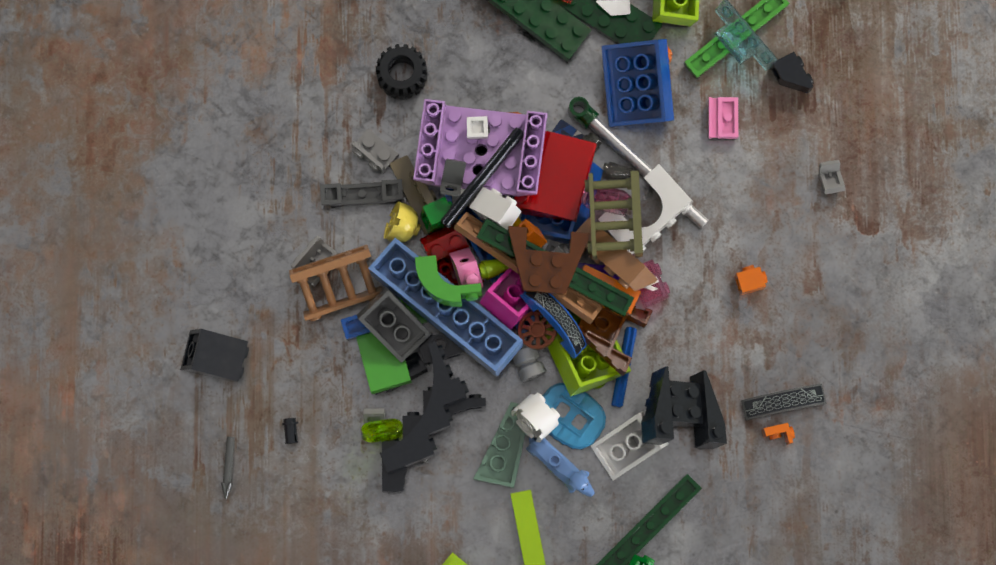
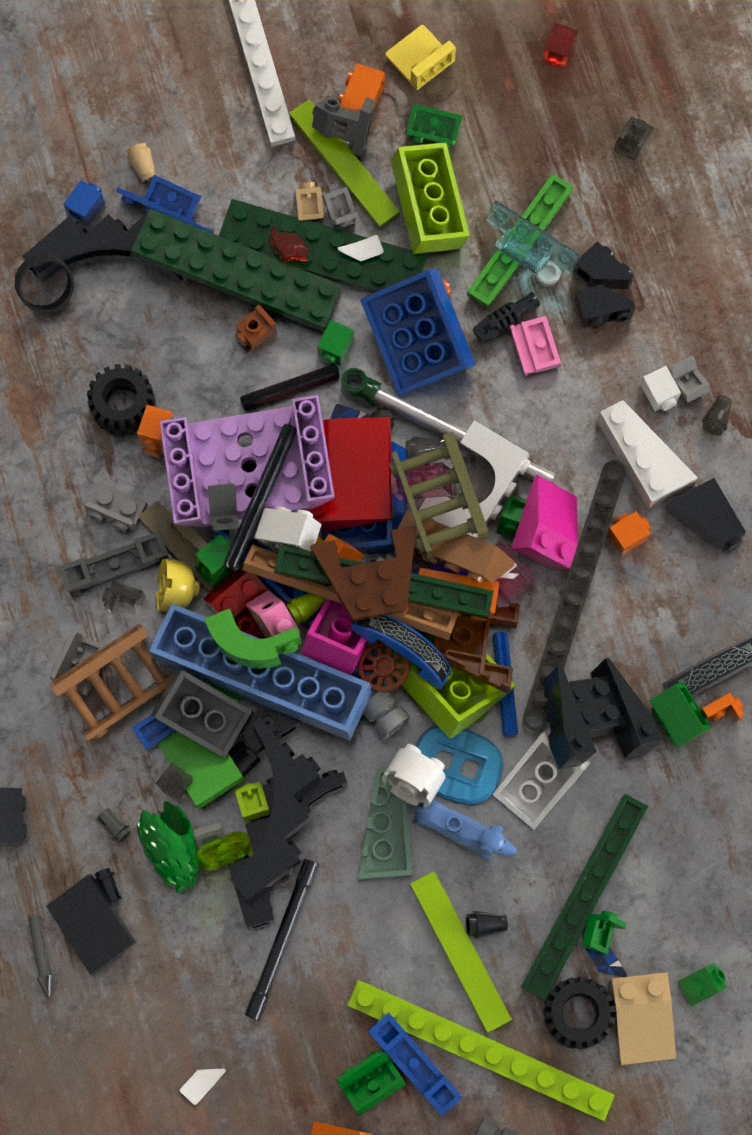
camera: 15 degrees left, 5 degrees down
(270, 455) = (91, 924): none -> black tile
(307, 388) = (113, 825): none -> dark grey pin
(343, 415) = (170, 846): none -> green head
(360, 369) = (174, 782): none -> clear smoke bracket
(365, 220) = (127, 596): none -> clear smoke bracket
(378, 542) = (260, 995): none -> black piece
(412, 400) = (252, 801): none -> lime bracket
(415, 102) = (150, 430): none -> orange brick
(477, 127) = (236, 437): white plate -> none
(516, 51) = (255, 337): none -> dark orange brick
(530, 96) = (289, 387): none -> black axle
(556, 539) = (484, 924): none -> black cone
(573, 73) = (335, 343): none -> green brick
(668, 244) = (511, 516): none -> green bracket
(691, 258) = (548, 526): none -> dark pink slope
(700, 308) = (578, 584): none -> clear smoke beam
(706, 89) = (502, 318): none -> black hinge
(745, 427) = (679, 715): none -> green brick
(750, 66) = (549, 275): none -> white tile
(780, 229) = (647, 459): none -> white wedge
(782, 101) = (602, 305): none -> black slope
(807, 179) = (660, 389): none -> white brick
(814, 284) = (708, 515): none -> black slope
(844, 211) = (717, 417): none -> clear smoke cone

